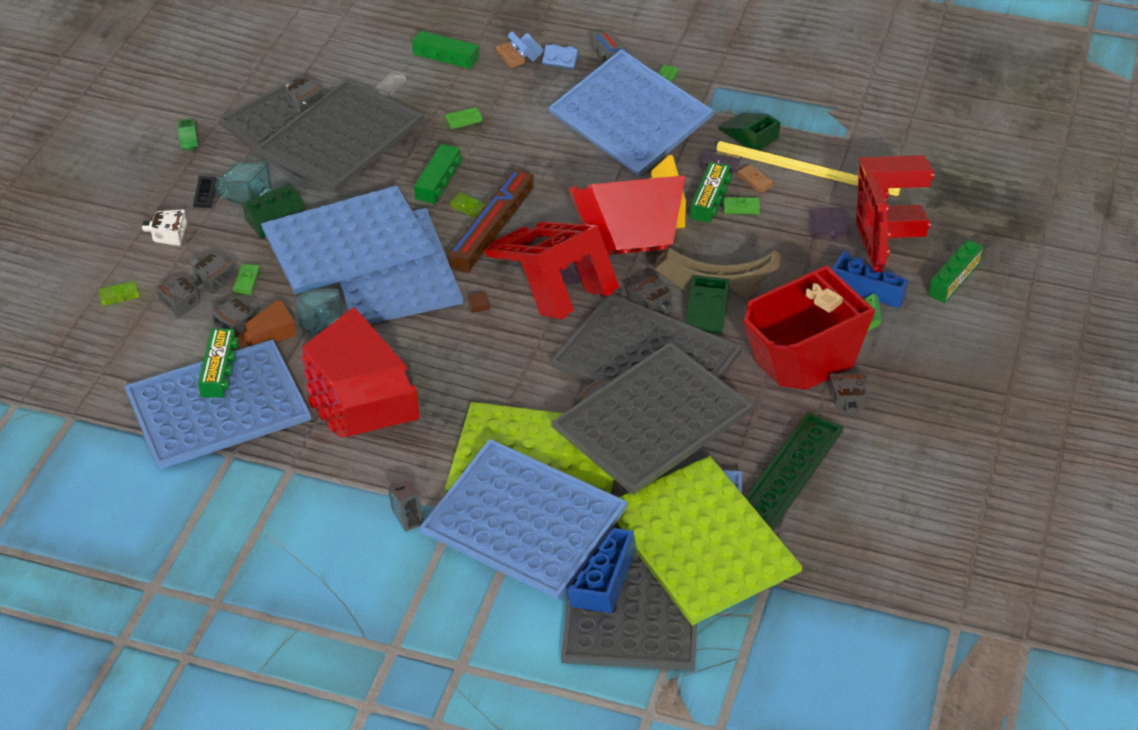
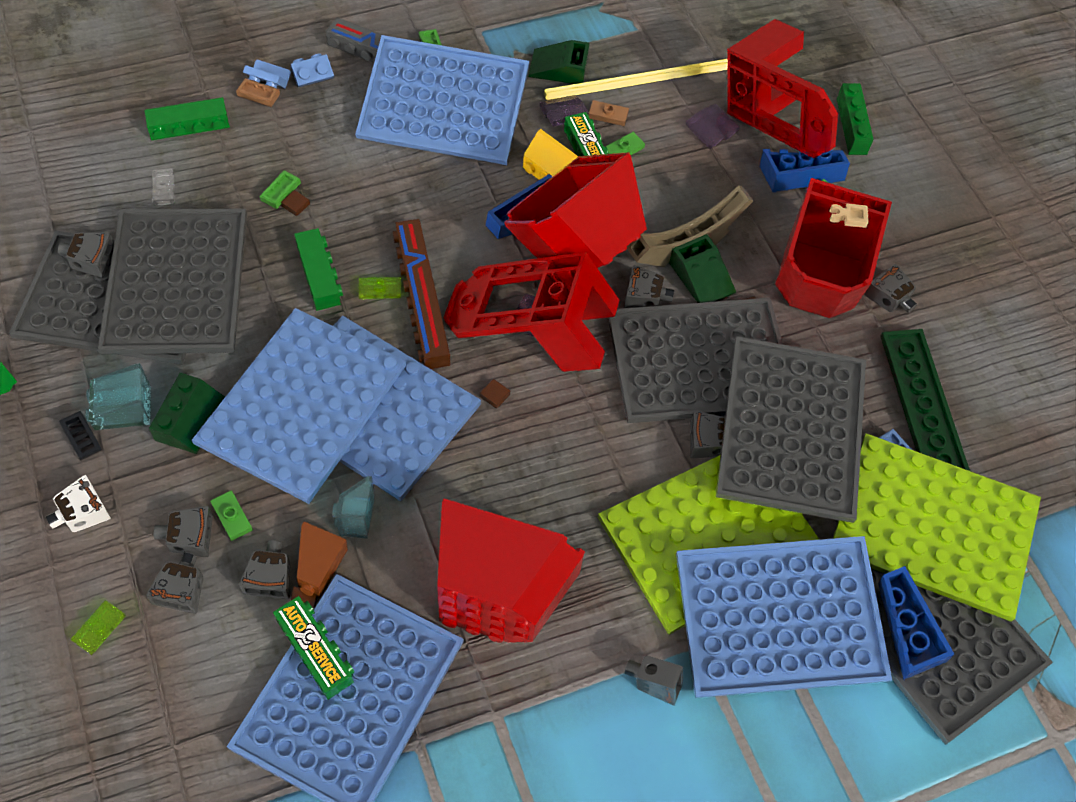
camera: 45 degrees left, 15 degrees up
(466, 131) = (295, 203): none -> reddish brown tile

